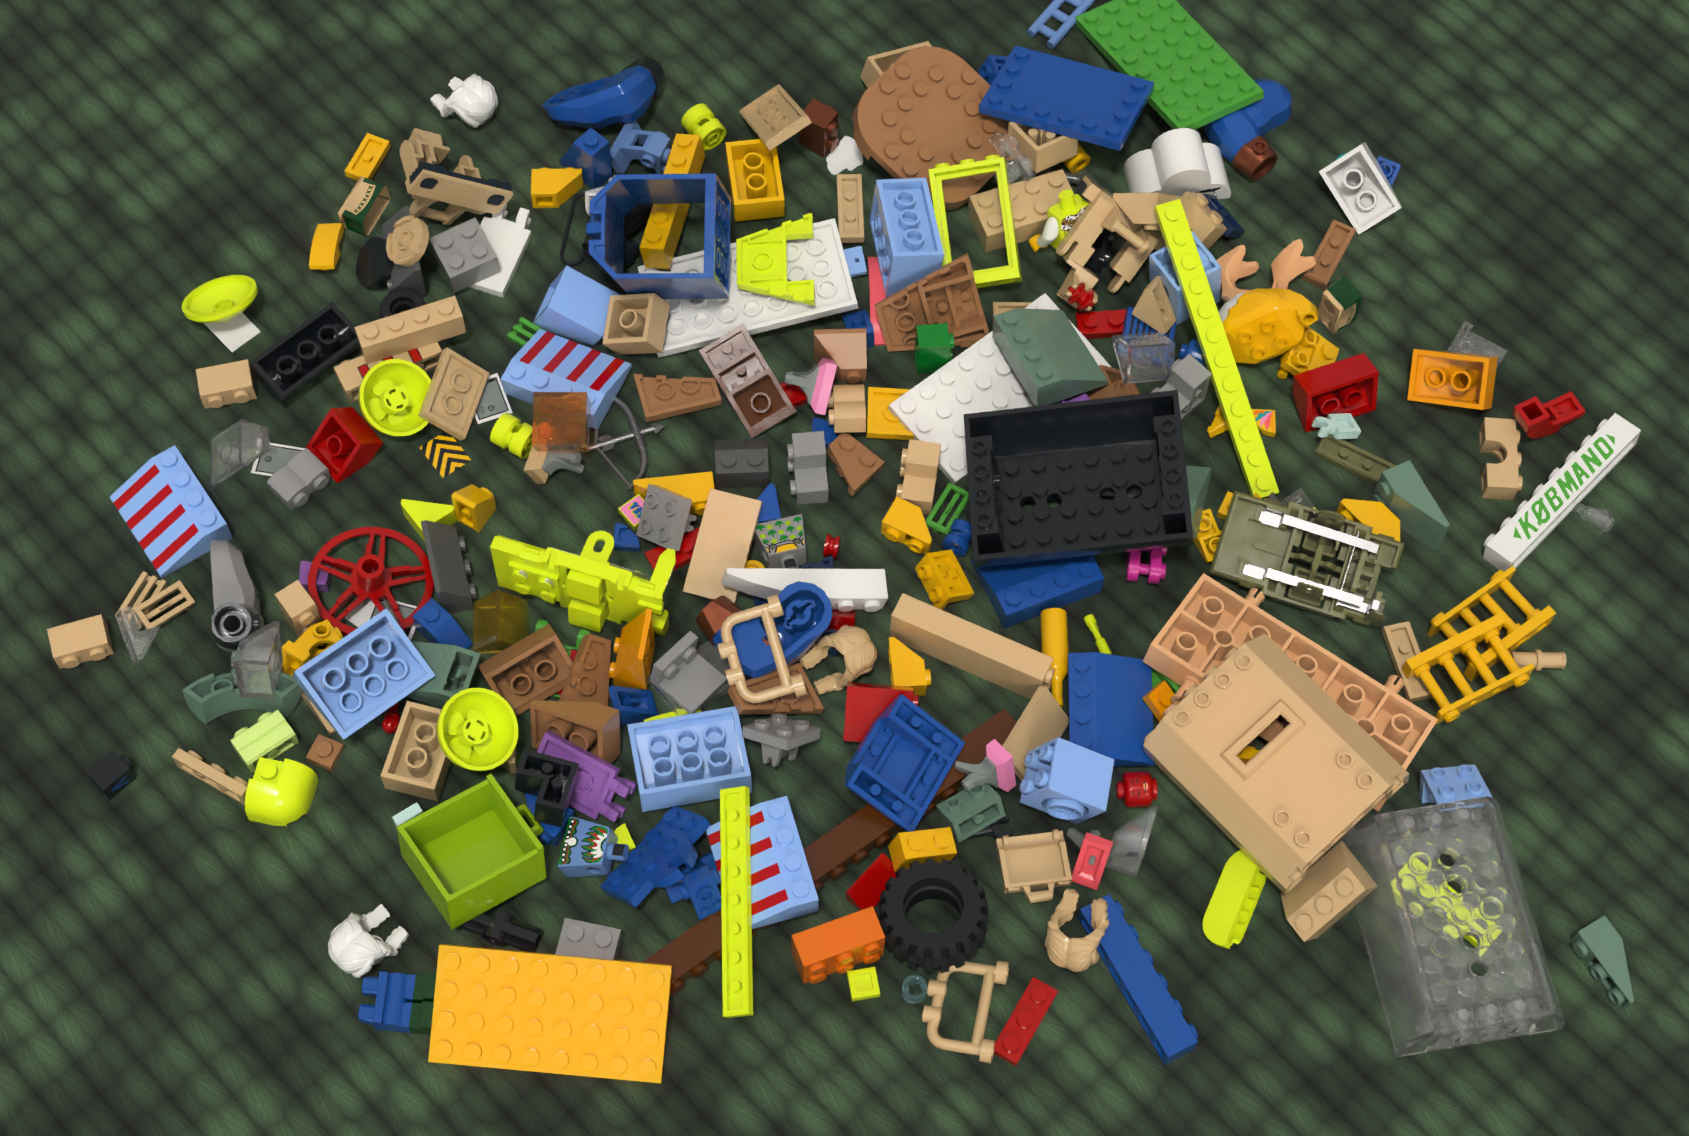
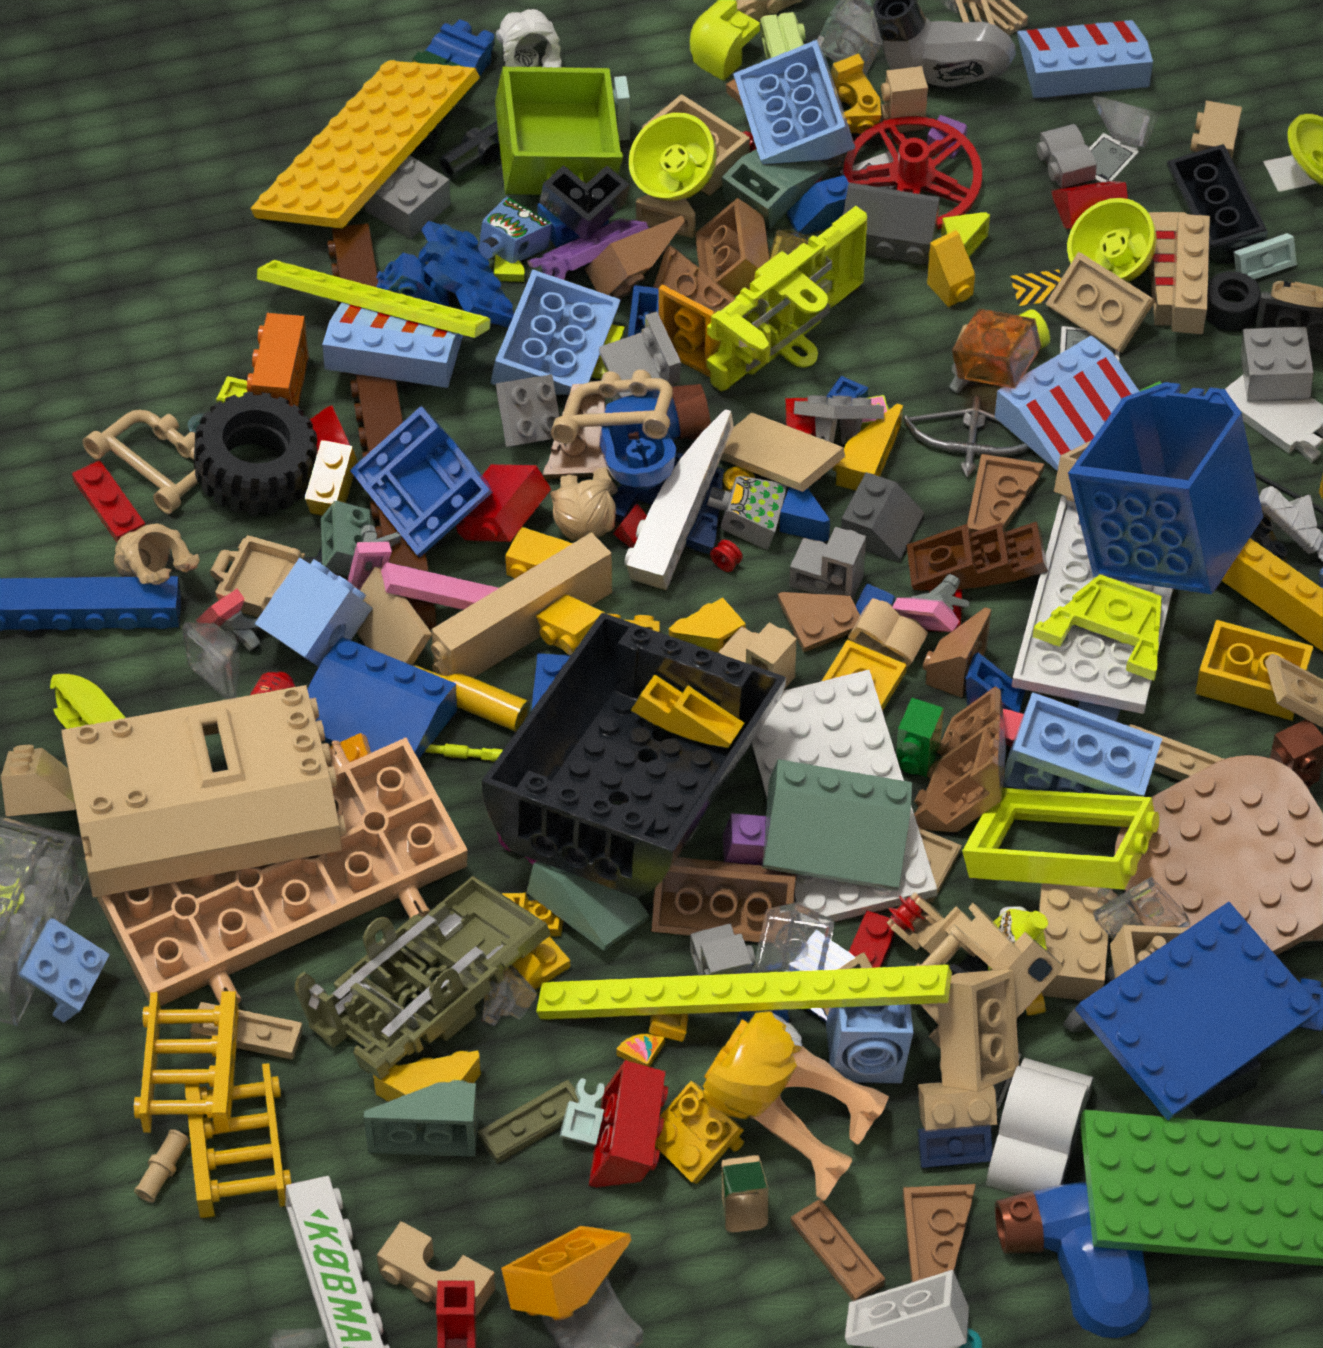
camera: 120 degrees right, 10 degrees down
(354, 313) = (1266, 256): none -> light aqua plate
(972, 597) = (566, 622): none -> yellow brick
(986, 706) = (432, 586): none -> bright pink tile
(1011, 484) = (686, 713): none -> yellow slope
(1286, 206) = (935, 1226): none -> medium nougat wing

